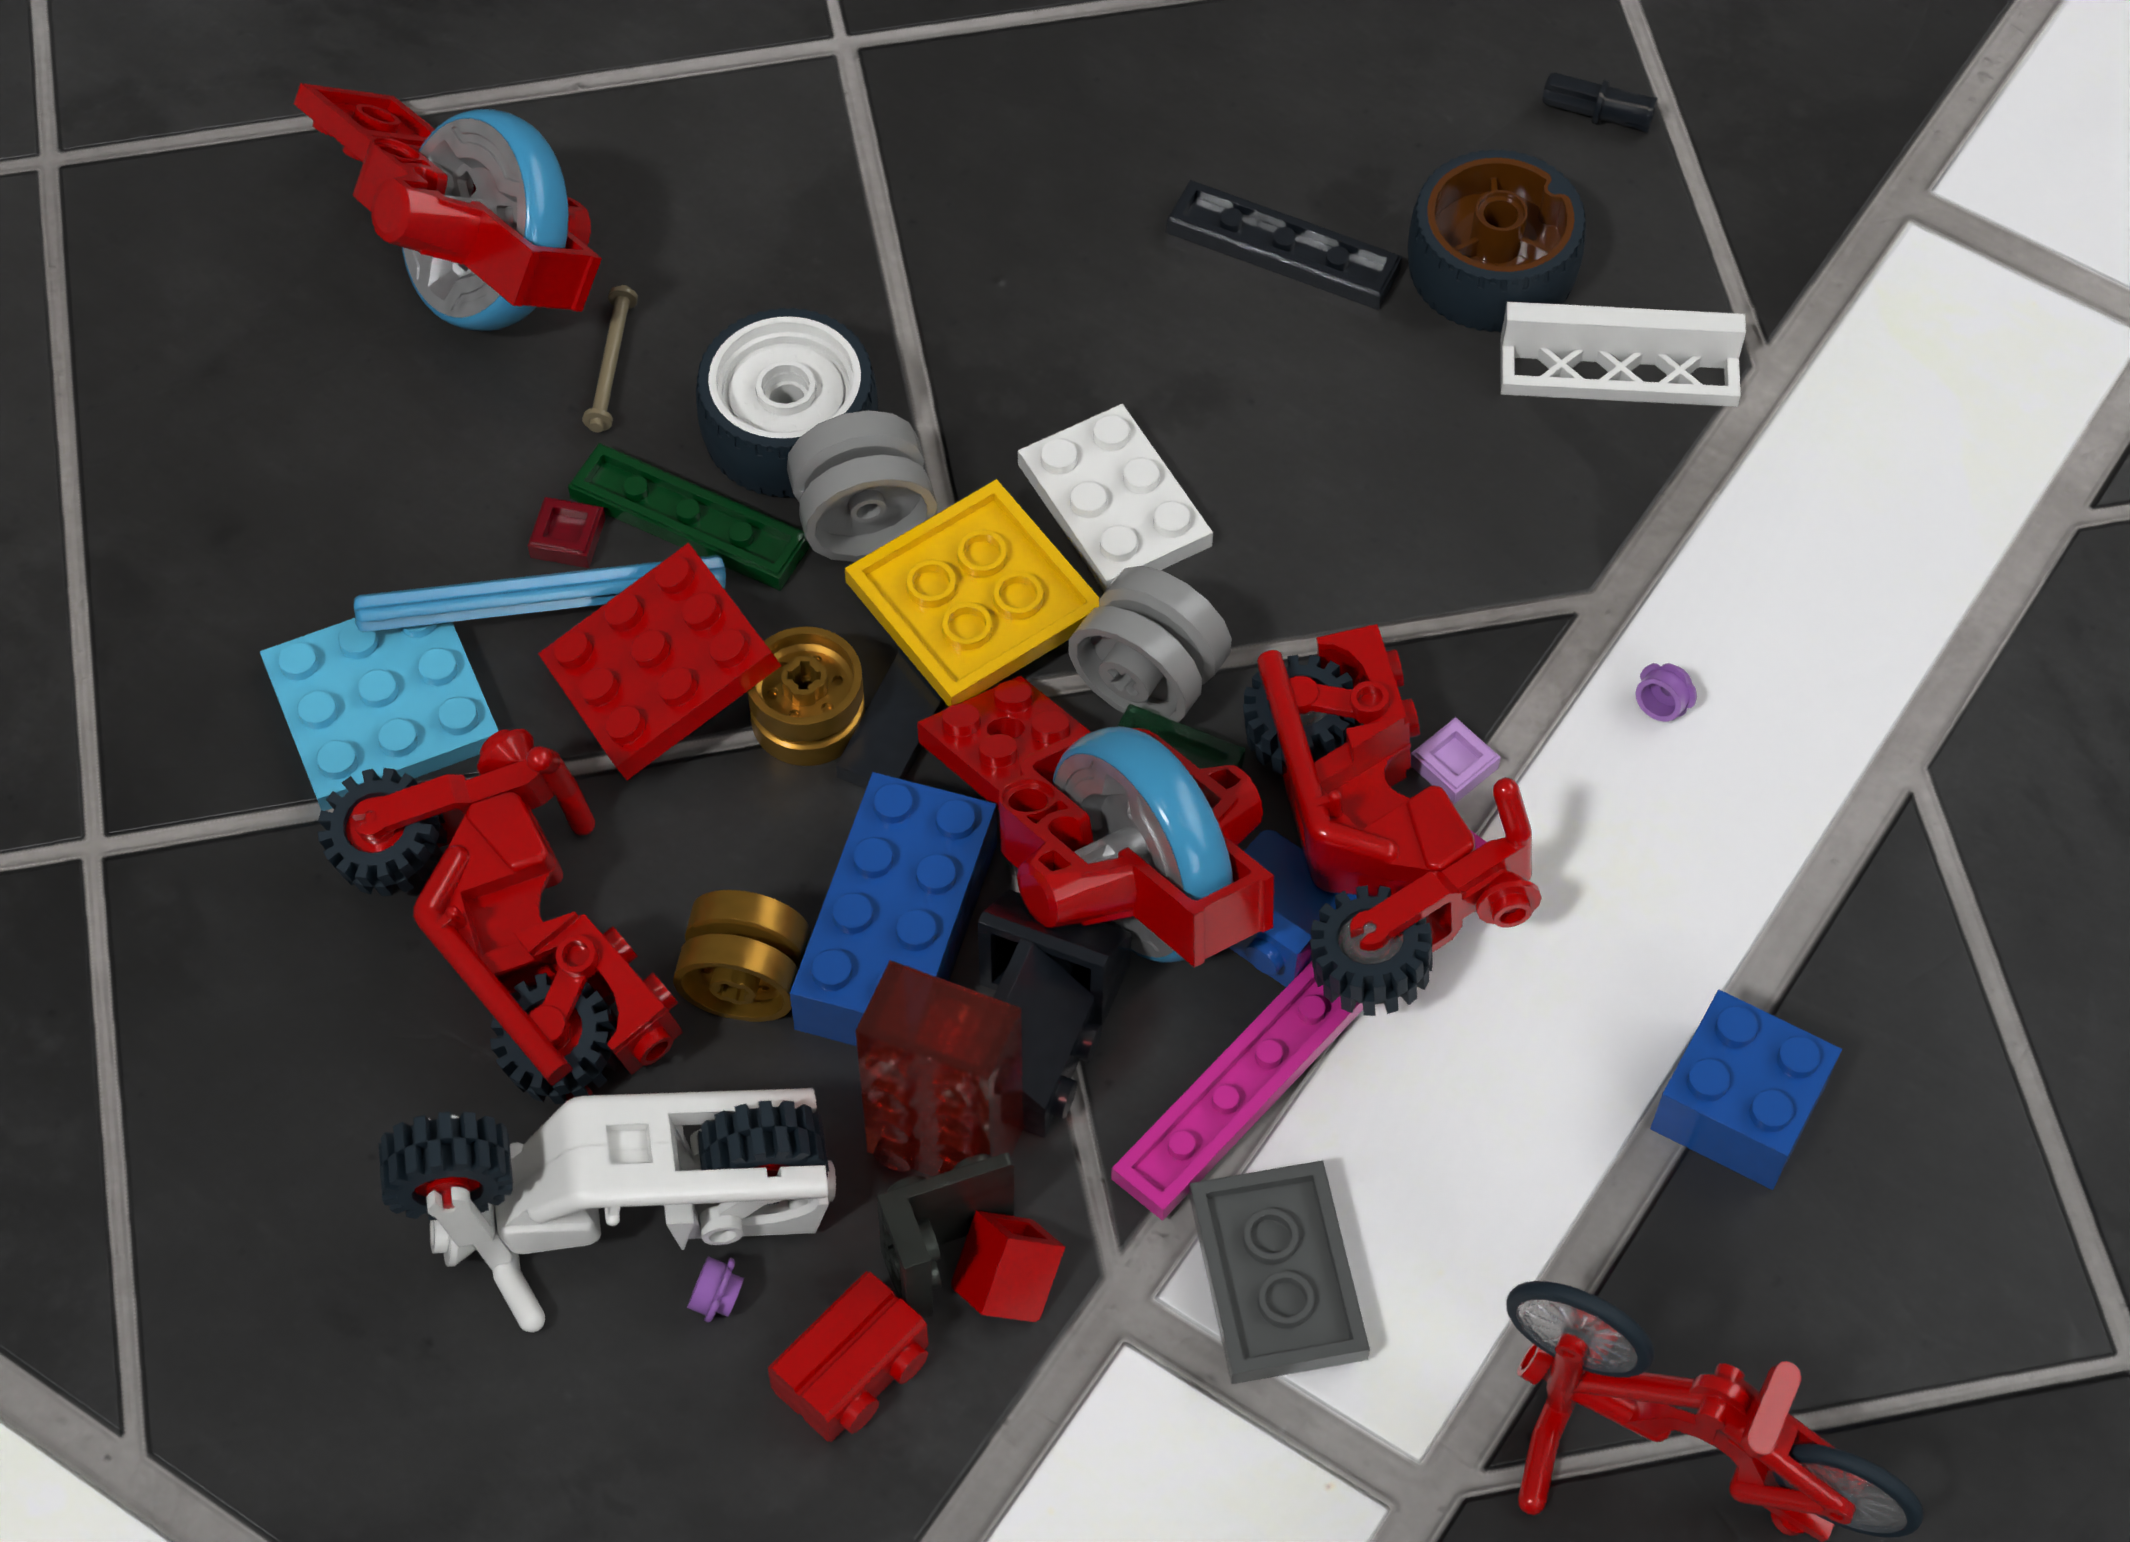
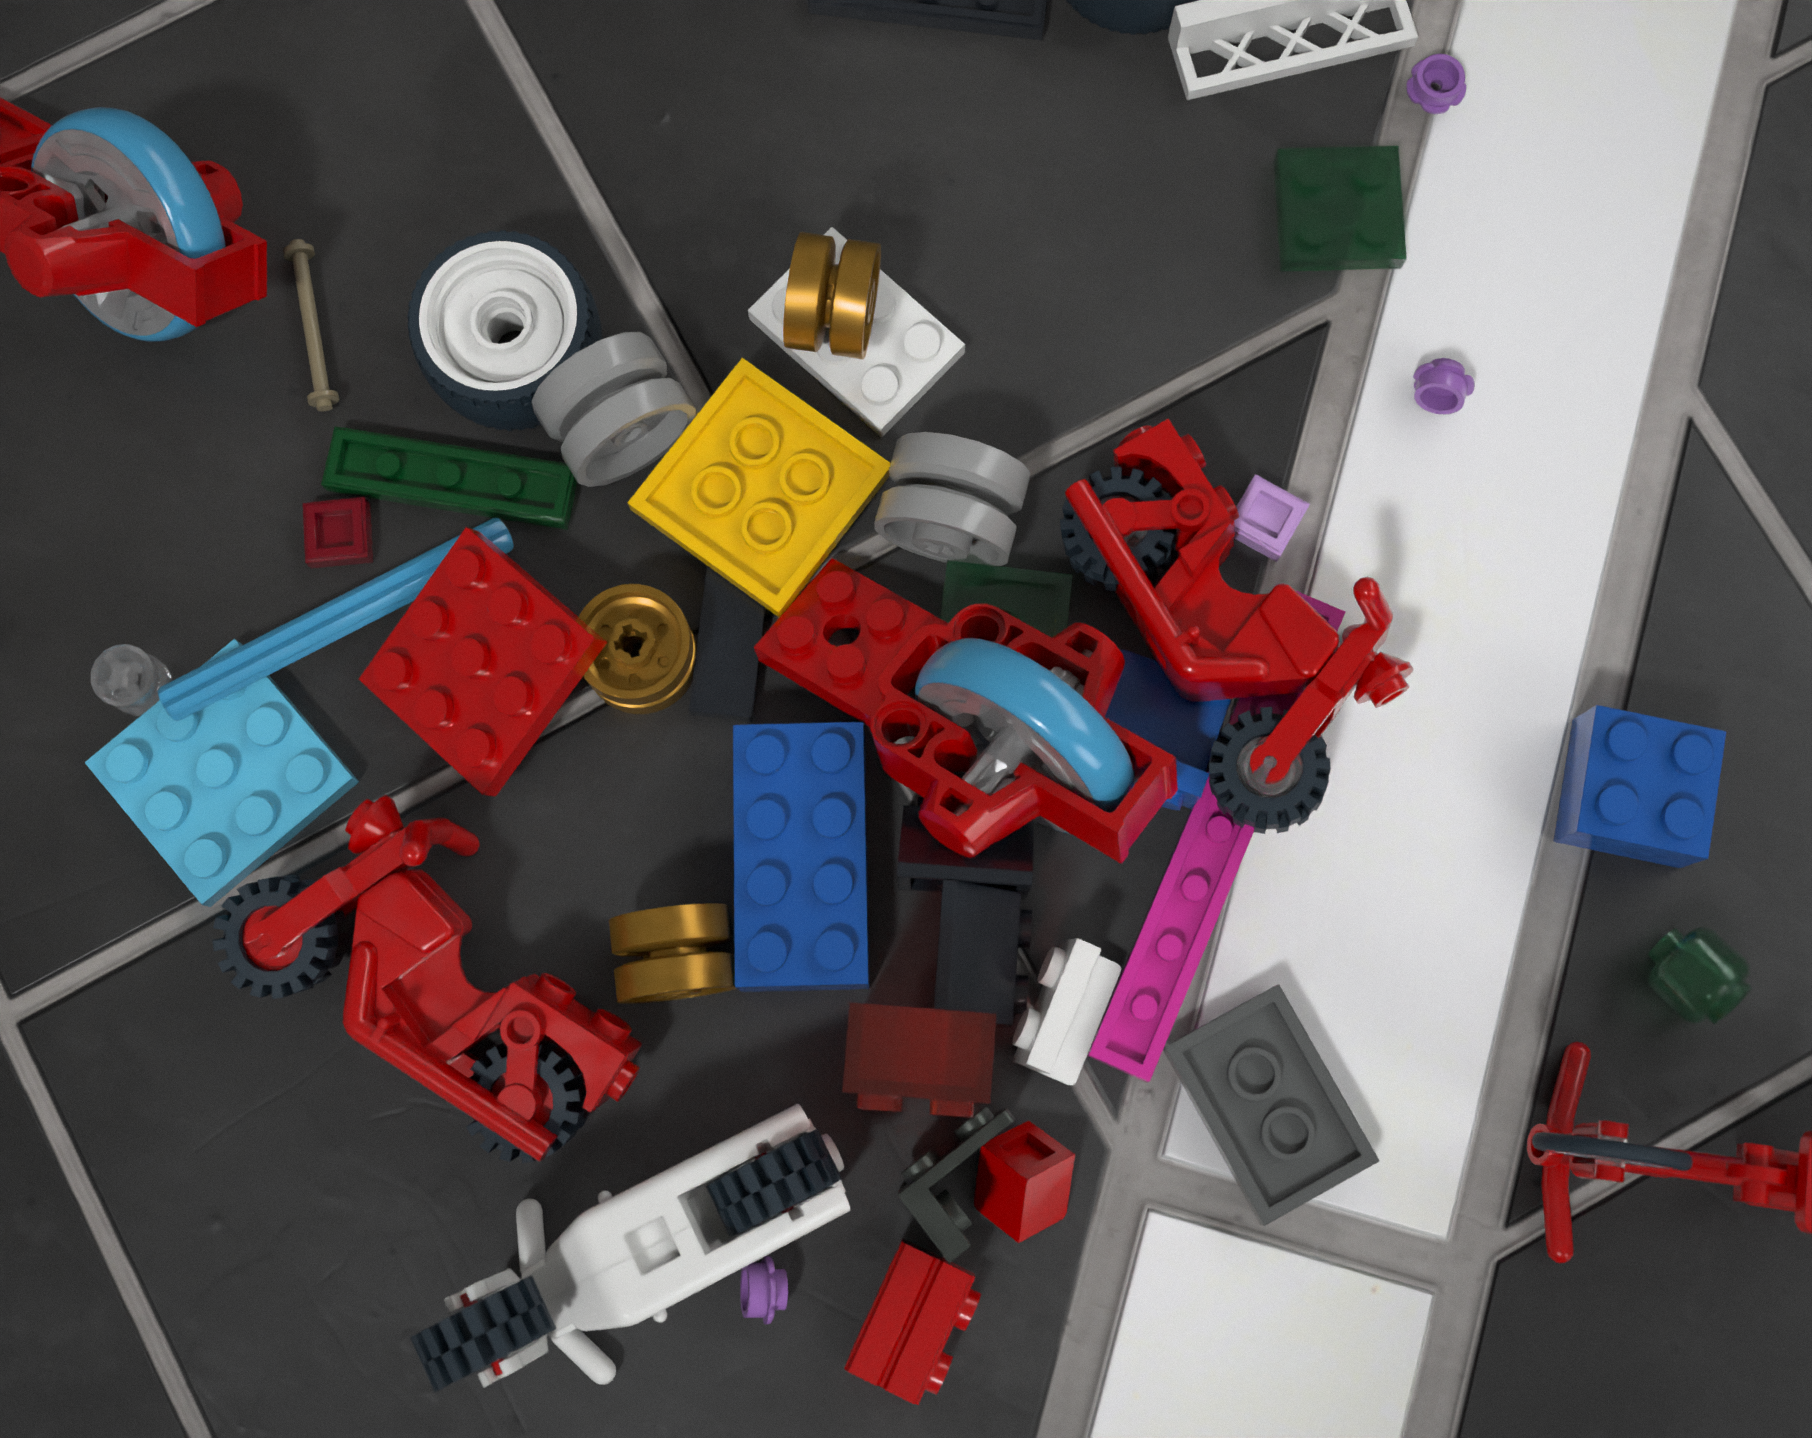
camera: 15 degrees left, 20 degrees up
(330, 580) = (116, 677): none -> clear wheel
(1097, 442) = (831, 295): none -> pearl gold wheel
(1103, 1122) = (1067, 1011): none -> white bracket
(1616, 519) = (1339, 208): none -> clear green plate
(1748, 427) = (1440, 70): none -> medium lavender plate
(1754, 1278) = (1698, 975): none -> clear green head

